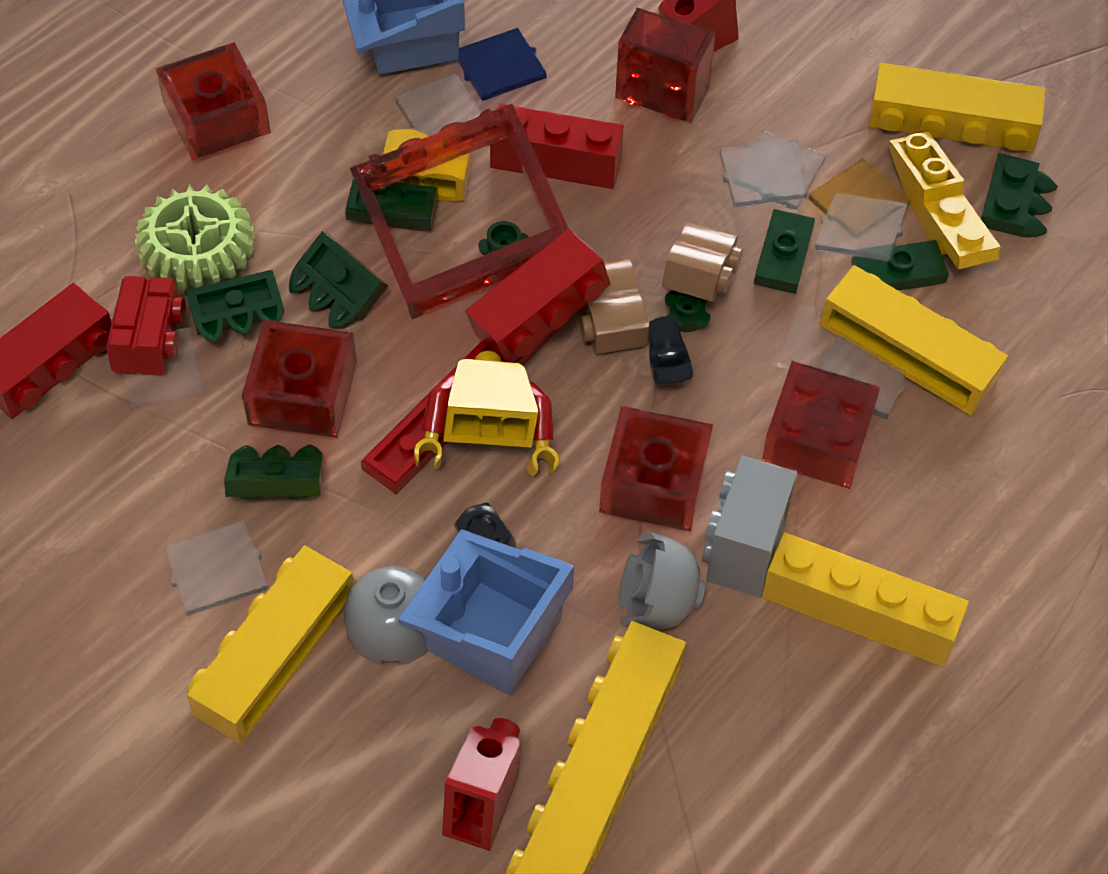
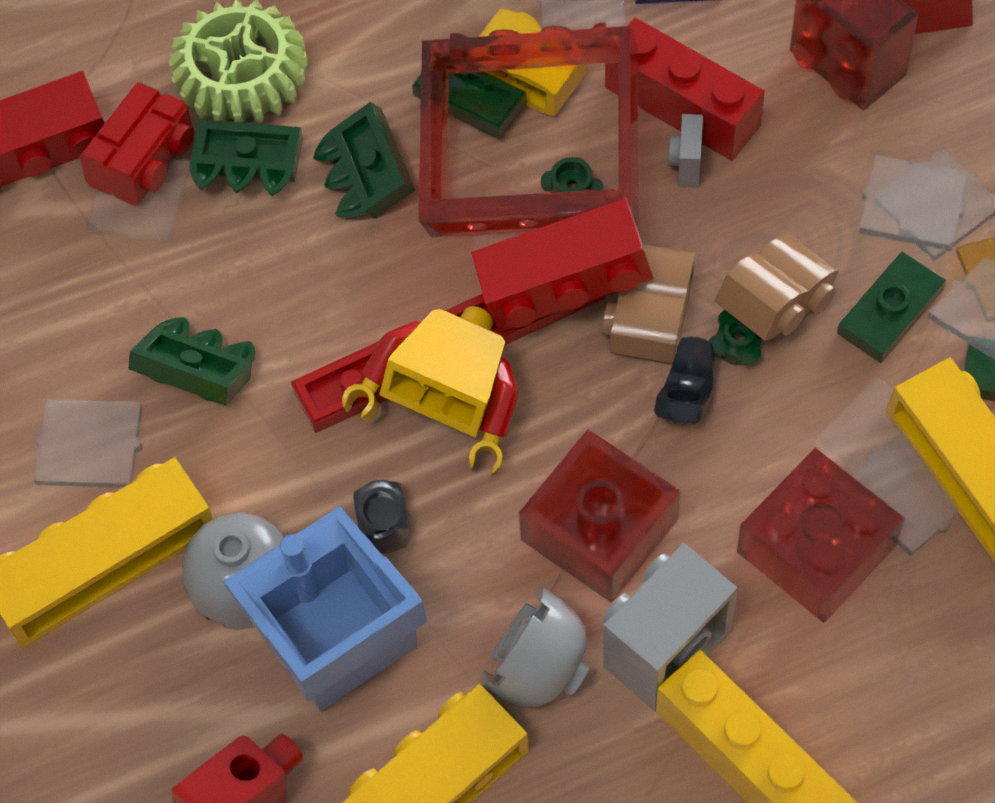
camera: 30 degrees right, 5 degrees up
(299, 378) = (265, 264): clear red brick -> none
(582, 189) = (686, 150): none -> light grey plate

